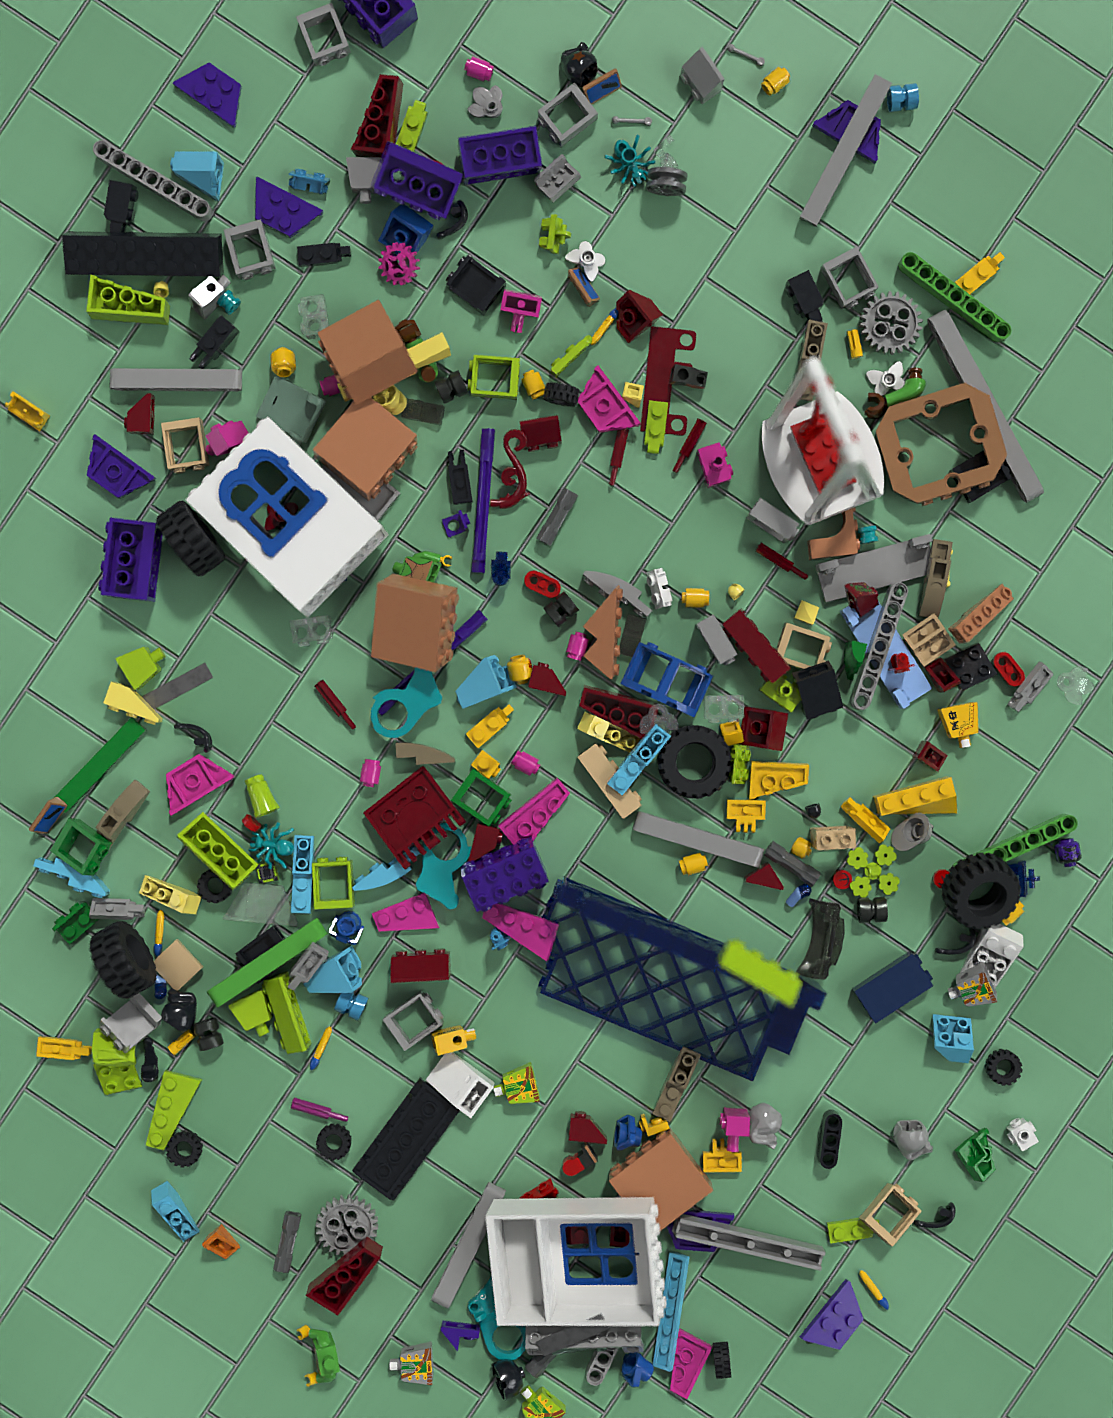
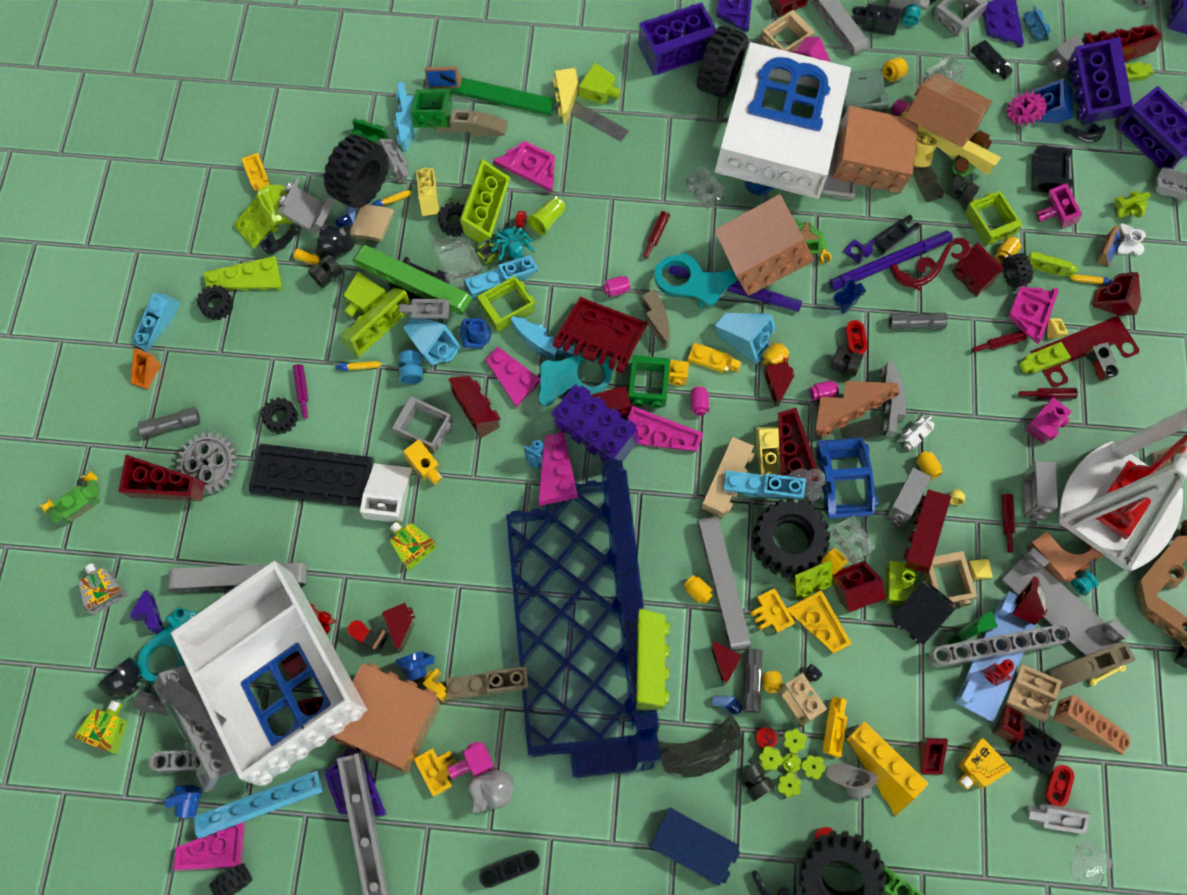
camera: 60 degrees right, 20 degrees down
(206, 741) = (566, 156): black piece -> none

